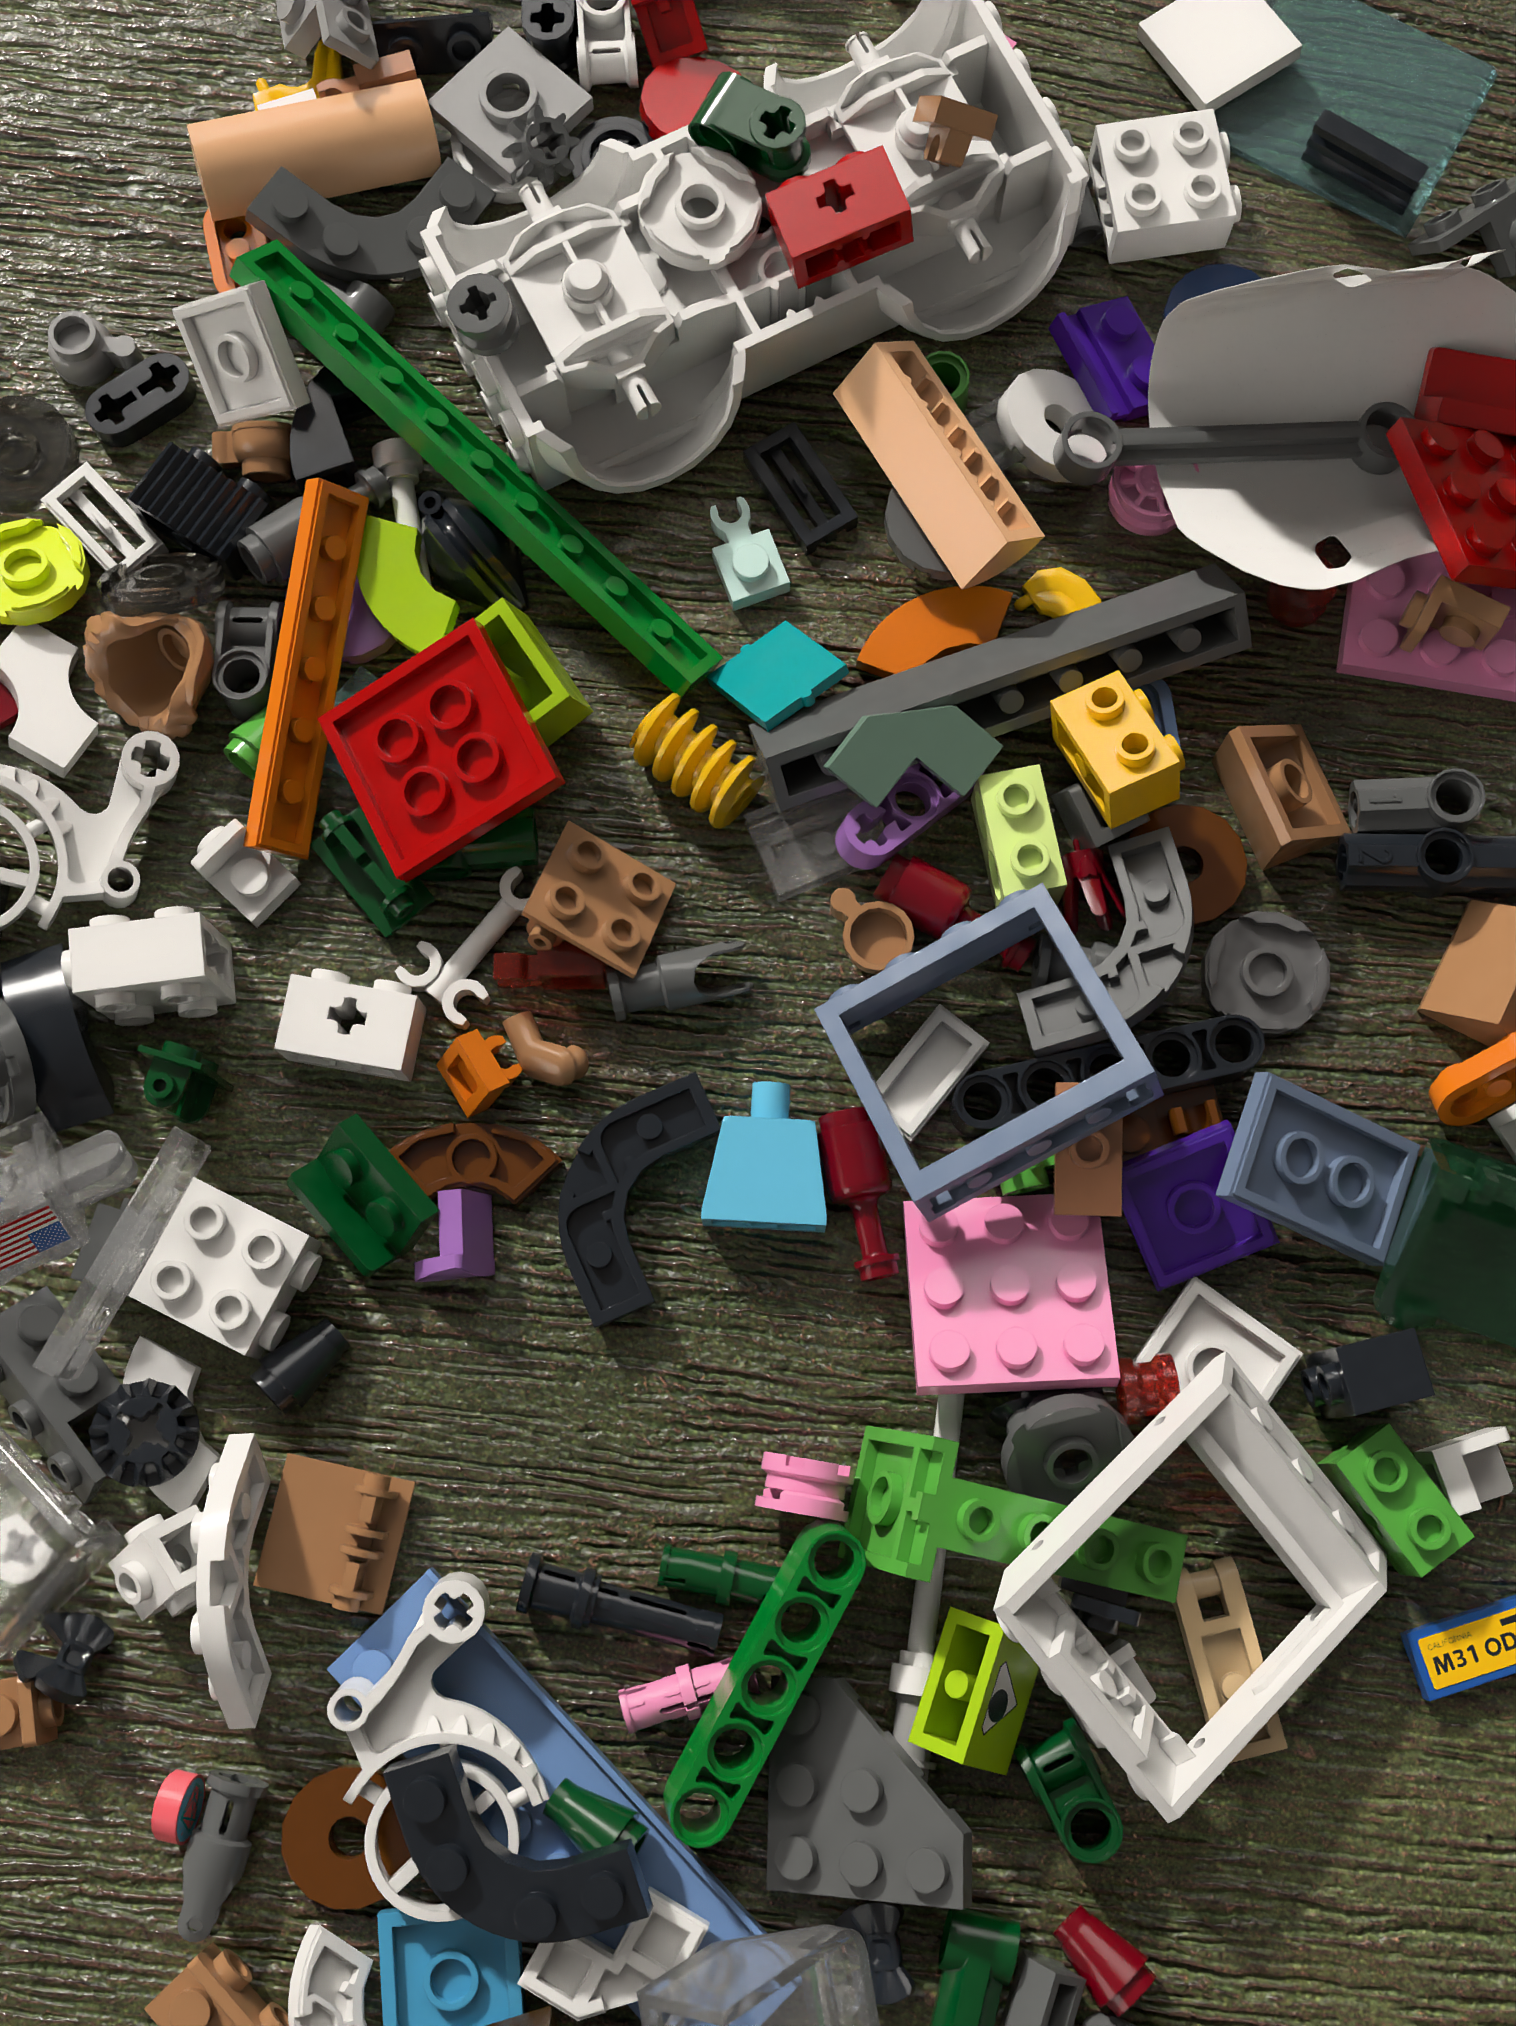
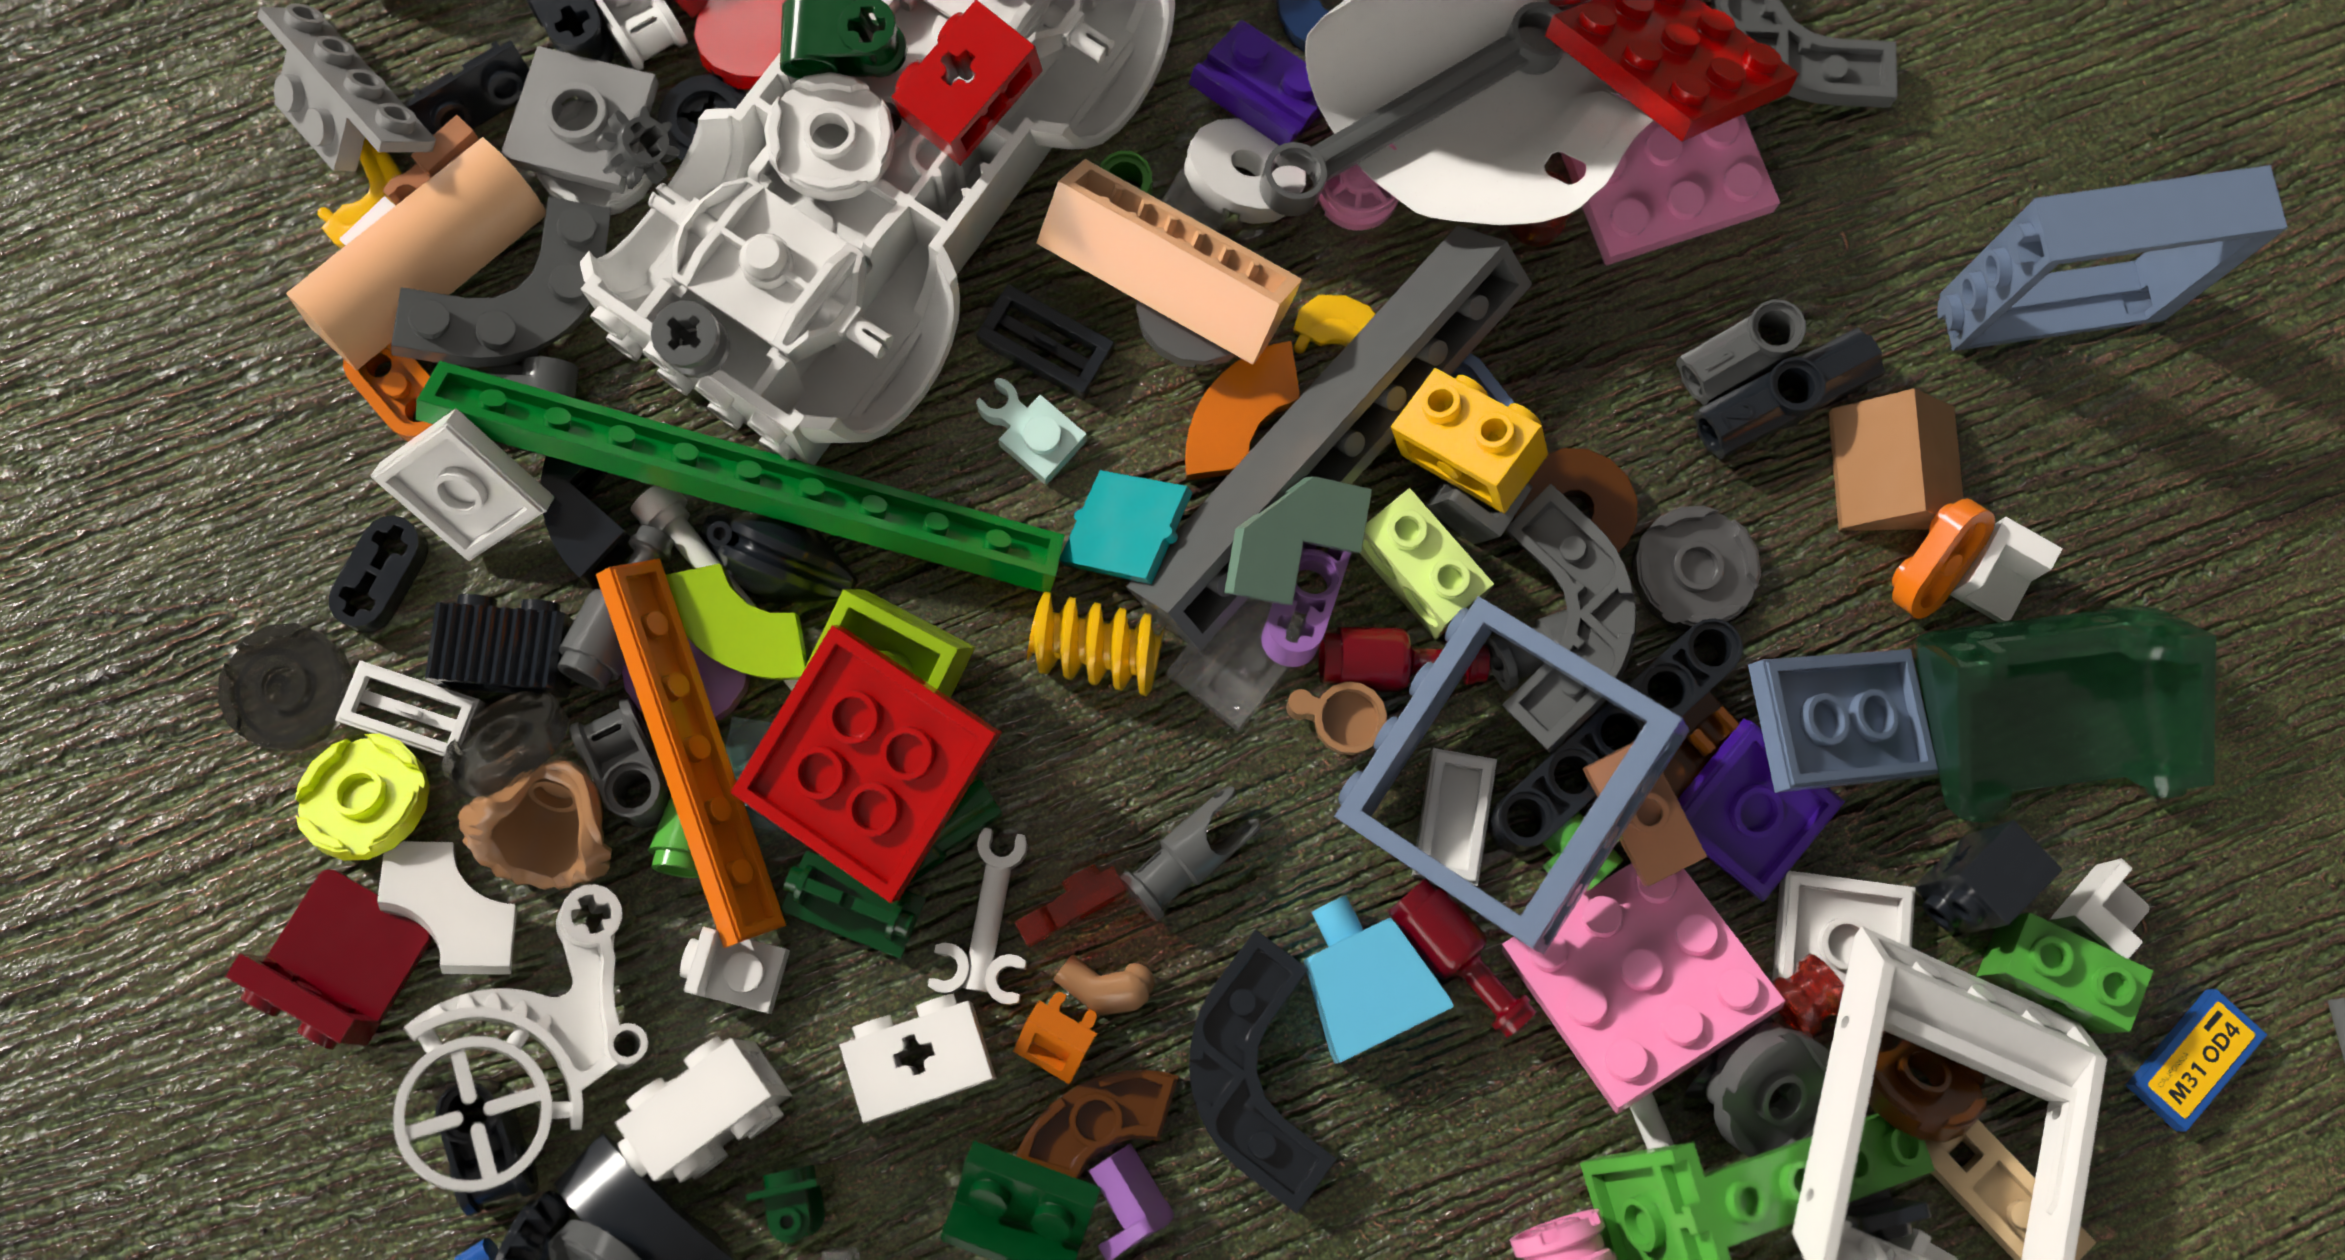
camera: 35 degrees left, 0 degrees up
(86, 351) = (298, 554): light grey piece -> none
(258, 447) = (524, 562): medium nougat piece -> none
(596, 901) = (1081, 822): medium nougat hinge -> none
(1087, 871) = (1498, 558): dark red piece -> none
(1183, 1532) = (1922, 1110): none -> reddish brown tile
(1278, 792) = (1620, 401): medium nougat slope -> none
(1456, 611) = (1694, 164): medium nougat bracket -> none

